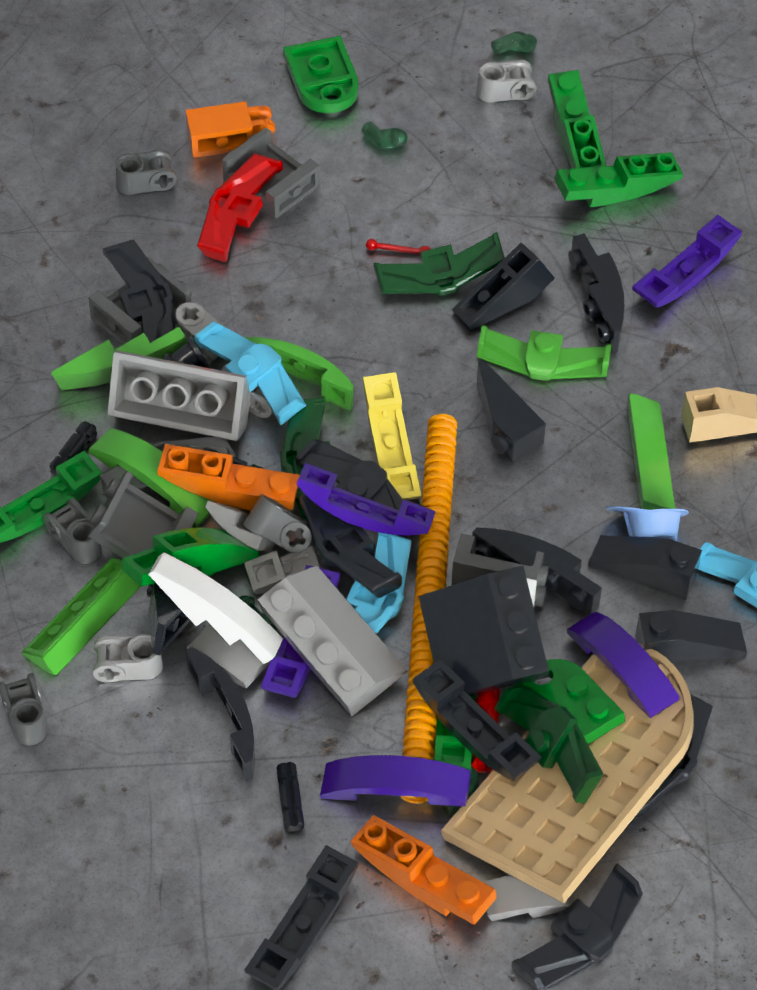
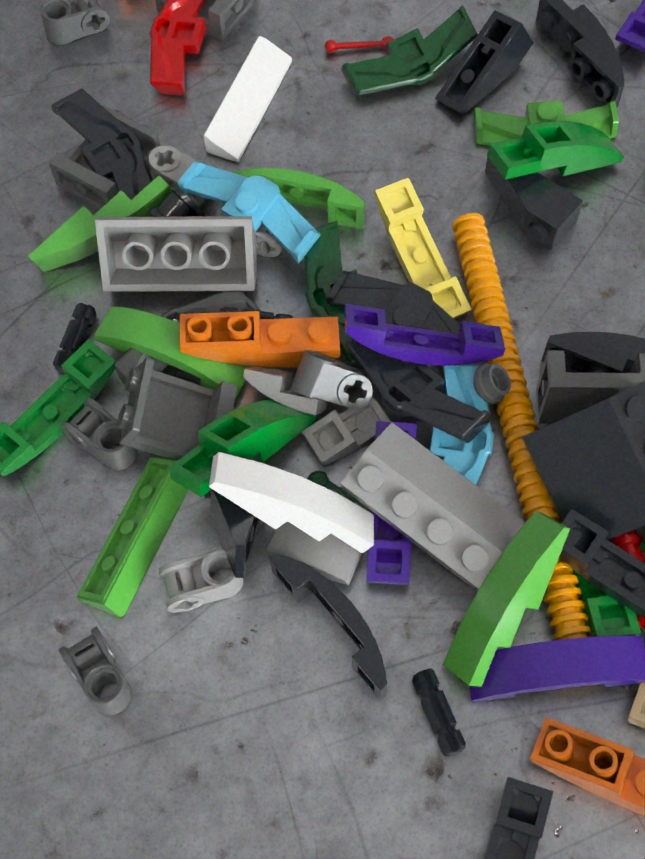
camera: 10 degrees left, 10 degrees up
(280, 277) = (246, 100): none -> white slope
(377, 705) = (511, 587): none -> bright green slope
(412, 553) = (491, 382): none -> dark grey plate
(530, 369) = (551, 145): none -> green slope

